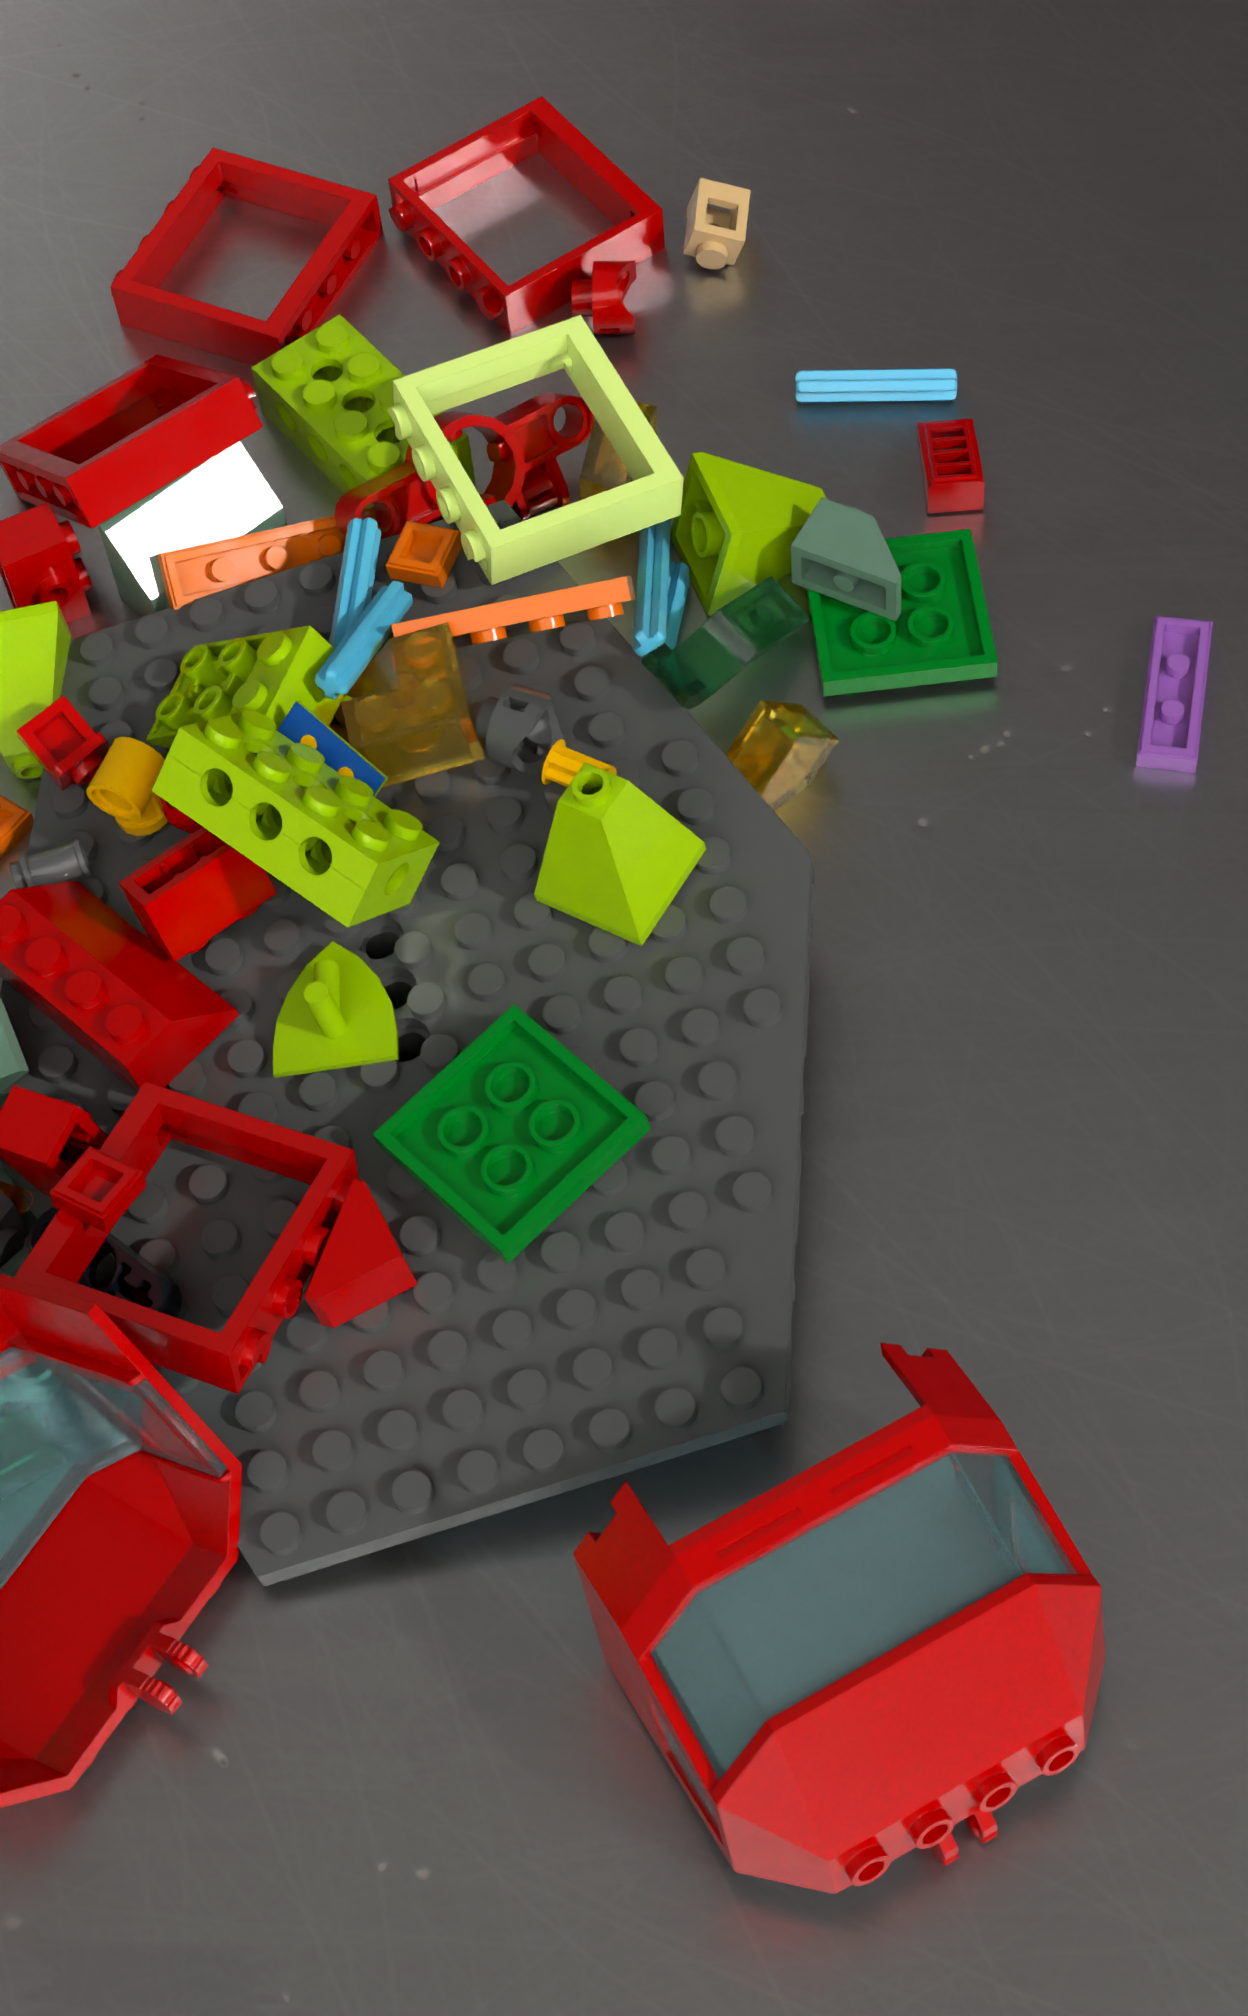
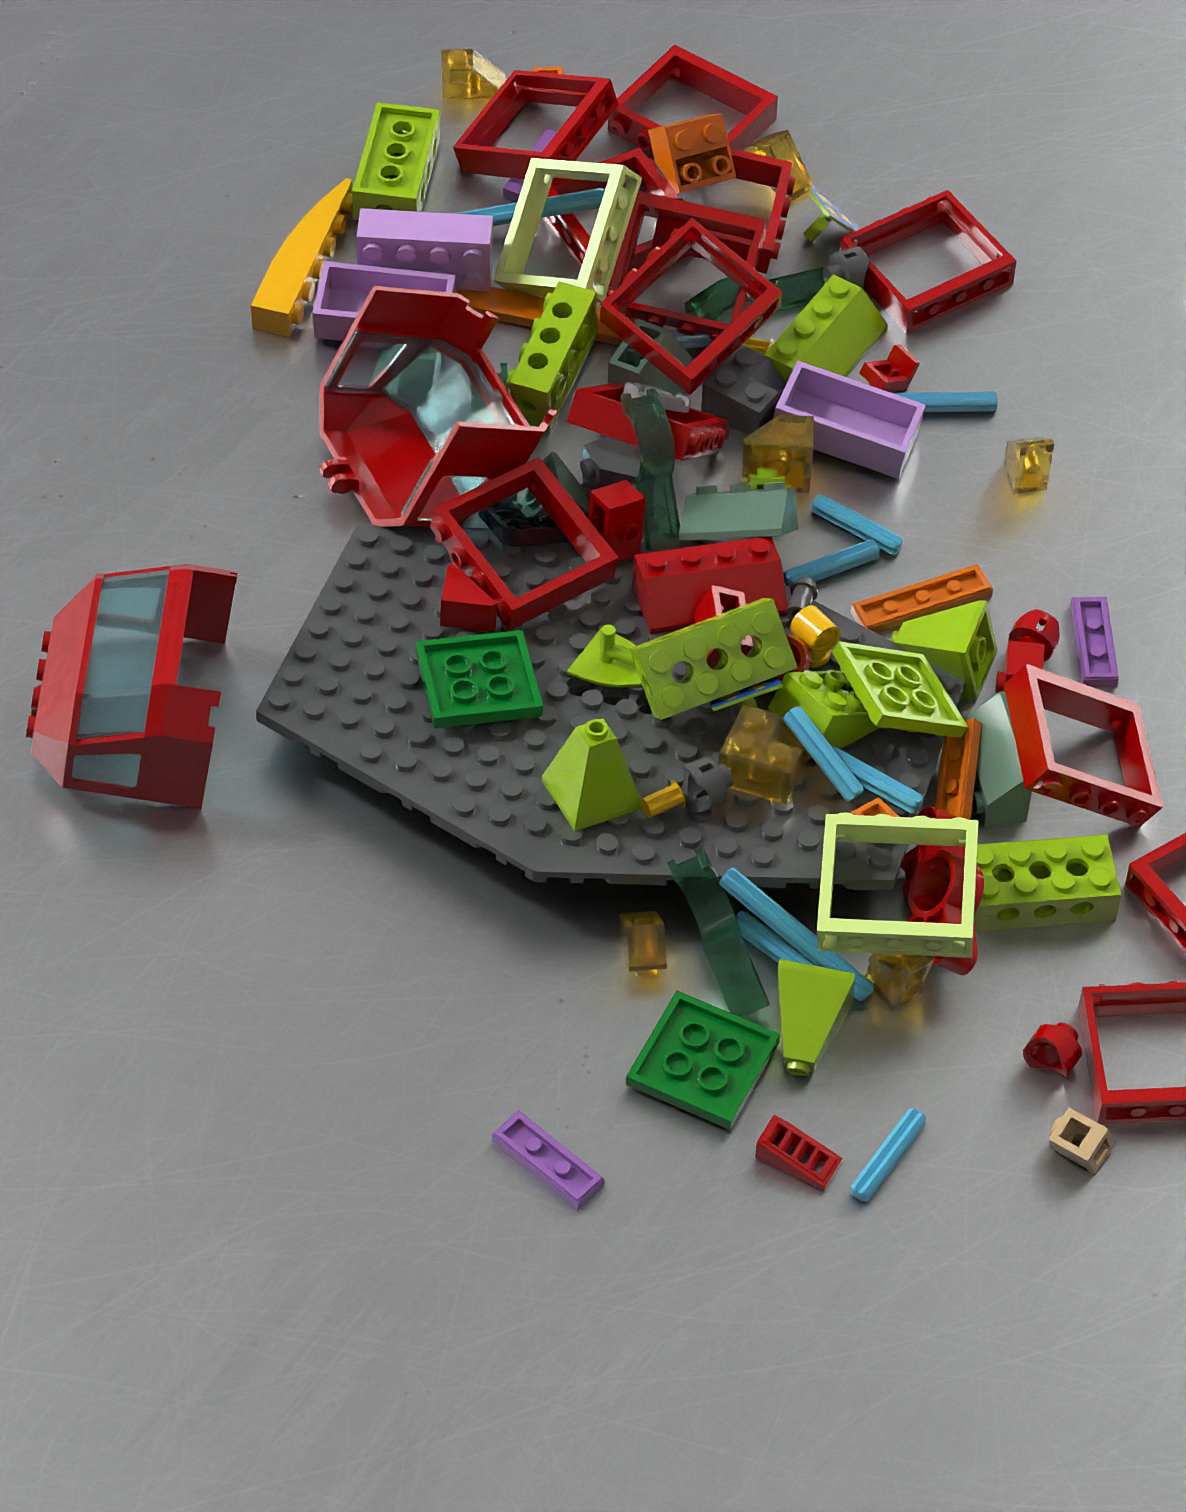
camera: 115 degrees right, 5 degrees down
(64, 744) = (876, 631): red bracket -> none
(98, 1189) = (562, 504): red tile -> none
(182, 627) = (899, 690): none -> lime plate
(540, 610) = (789, 823): orange plate -> none
(847, 559) = (740, 1033): sand green slope -> none

